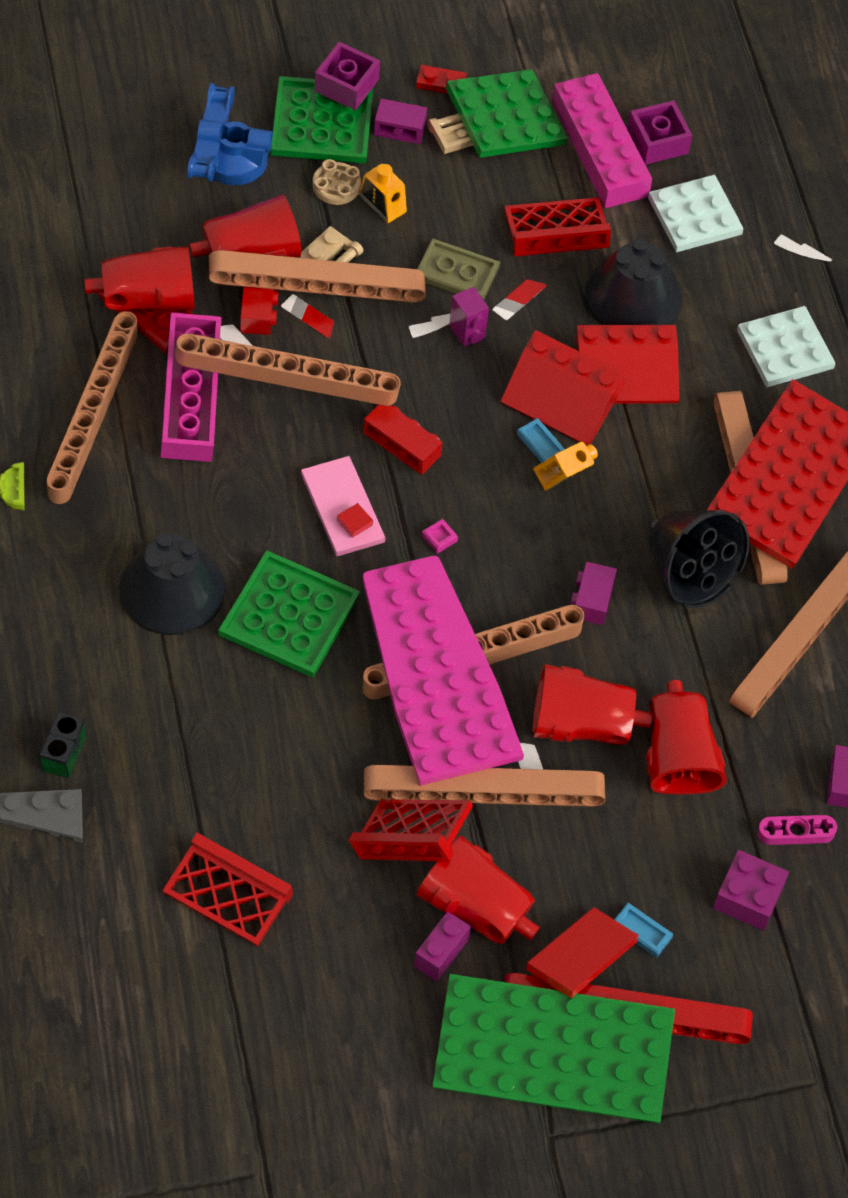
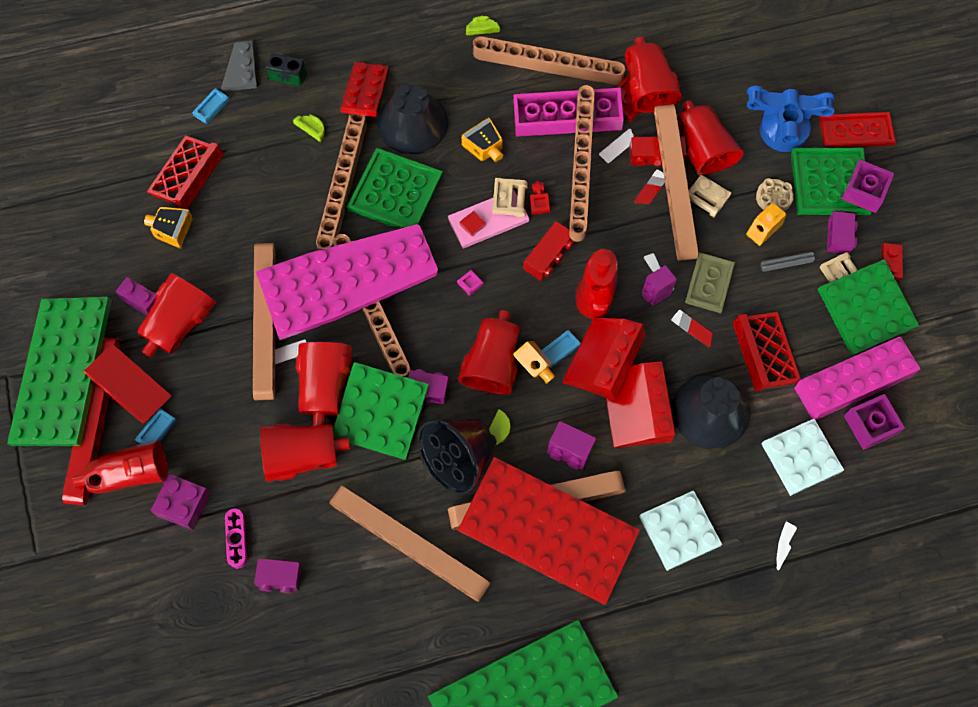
camera: 90 degrees right, 10 degrees up
(111, 856) = (211, 106): none -> dark azure tile
(116, 636) = (365, 89): none -> red plate
(163, 719) = (311, 125): none -> lime tile
(220, 496) = (483, 141): none -> torso
(247, 69) = (857, 130): none -> red tile
(280, 687) = (342, 174): none -> nougat beam
(318, 477) = (503, 197): none -> tan plate
(323, 907) = (170, 225): none -> torso
(326, 441) = (540, 201): none -> red plate
(408, 844) = (205, 260): red fence -> none
(434, 184) = (787, 261): none -> dark grey axle
(468, 377) = (597, 284): none -> red torso
(556, 510) = (491, 360): none -> red torso
(629, 642) = (380, 410): none -> green plate
(644, 516) = (500, 427): none -> lime tile
(685, 436) = (570, 446): none -> magenta brick
(710, 945) = (125, 468): none -> red torso

